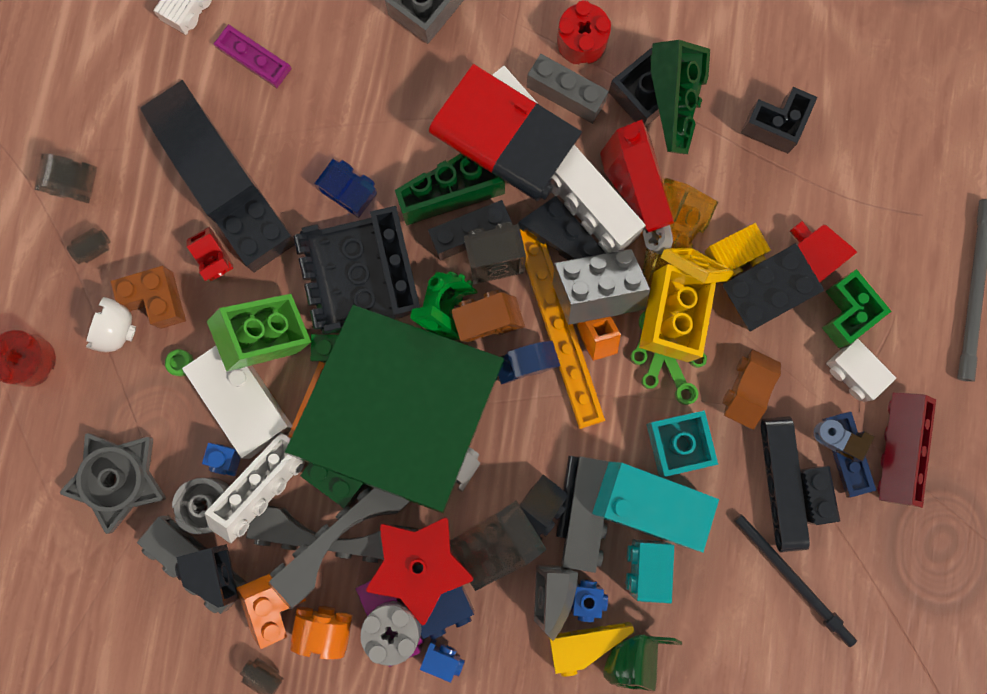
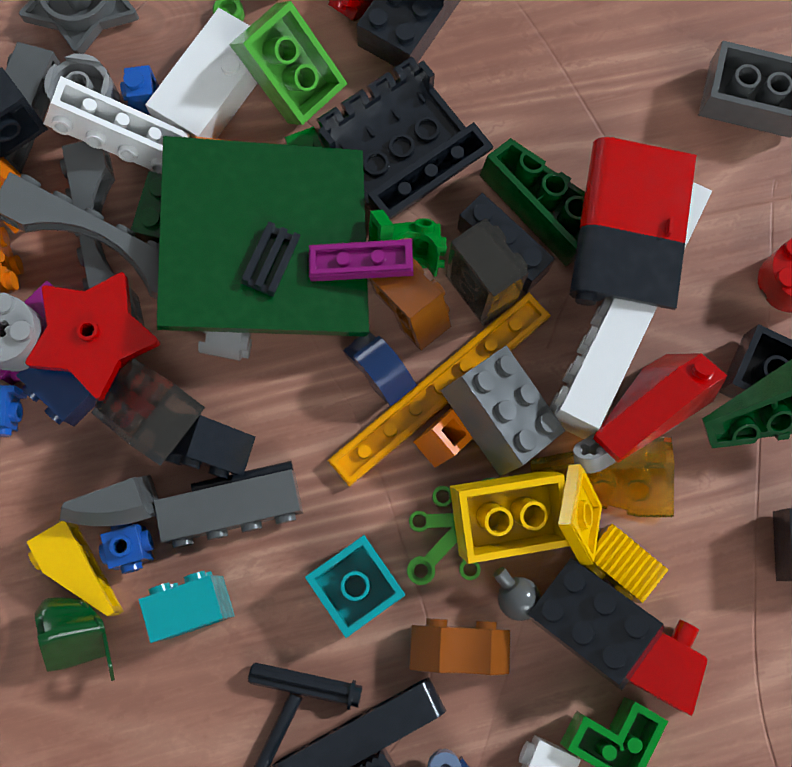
camera: 65 degrees right, 5 degrees down
(345, 187) = (492, 93): clear blue brick -> none
(404, 391) = (281, 235): none -> black tile
(448, 340) = (361, 260): none -> magenta tile
(560, 229) = (551, 343): black wing -> none
(566, 88) = (723, 283): dark grey brick -> none
(655, 506) = (264, 583): teal brick -> none
(731, 334) = (516, 595): none -> dark grey piece
(734, 506) = (305, 684): none -> black axle

